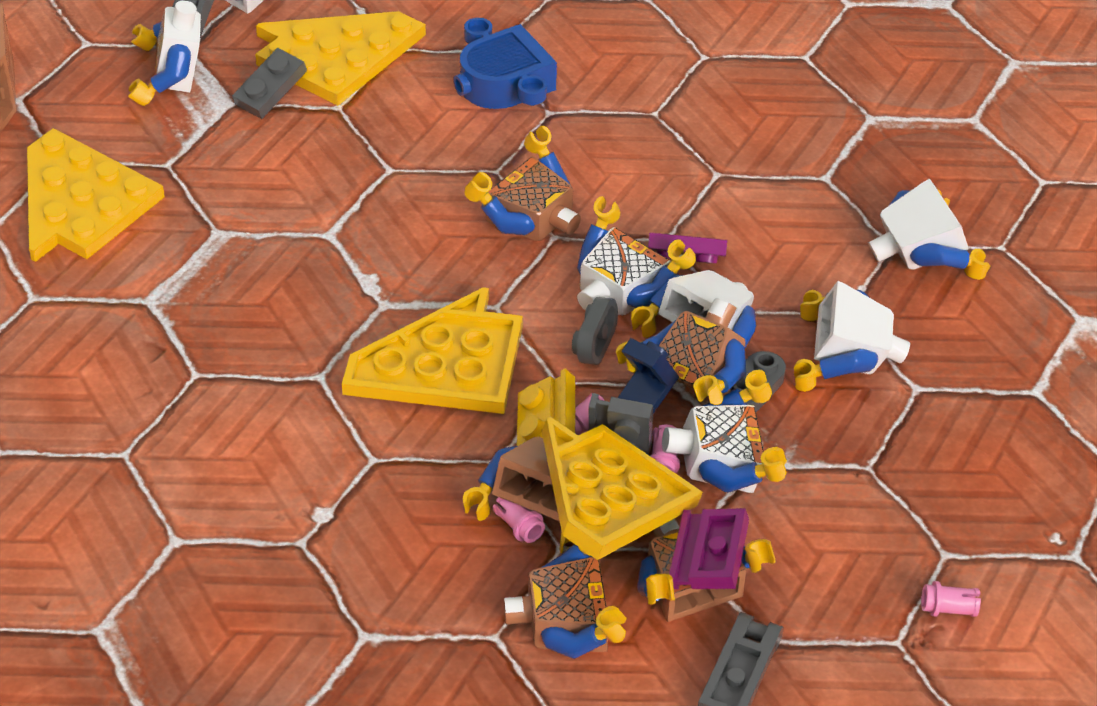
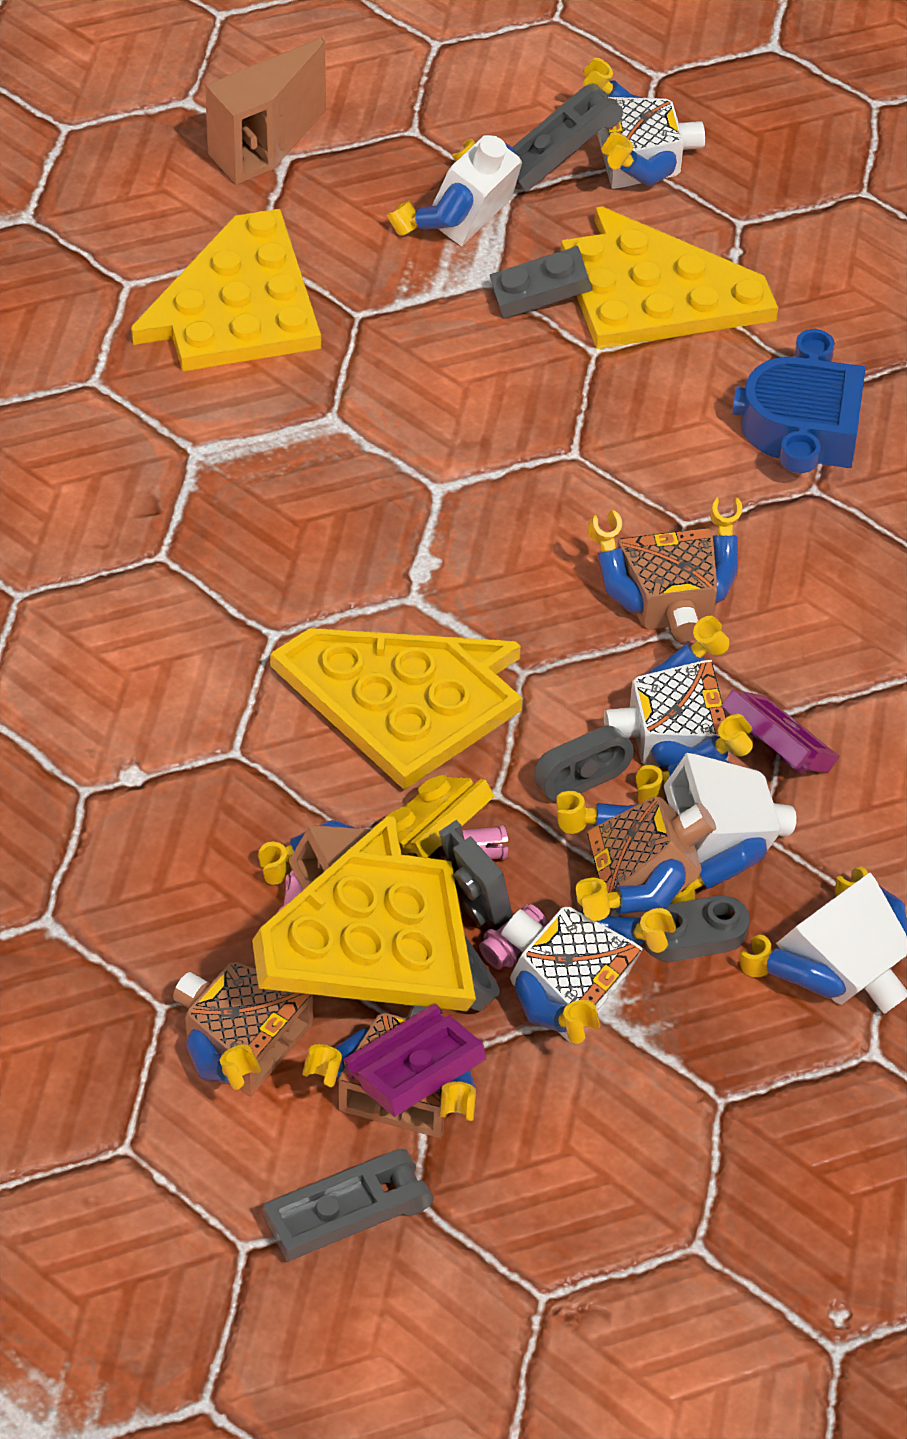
camera: 40 degrees right, 5 degrees up
(653, 374) = (555, 858): dark blue bracket -> none
(950, 600) = (635, 1292): bright pink pin -> none

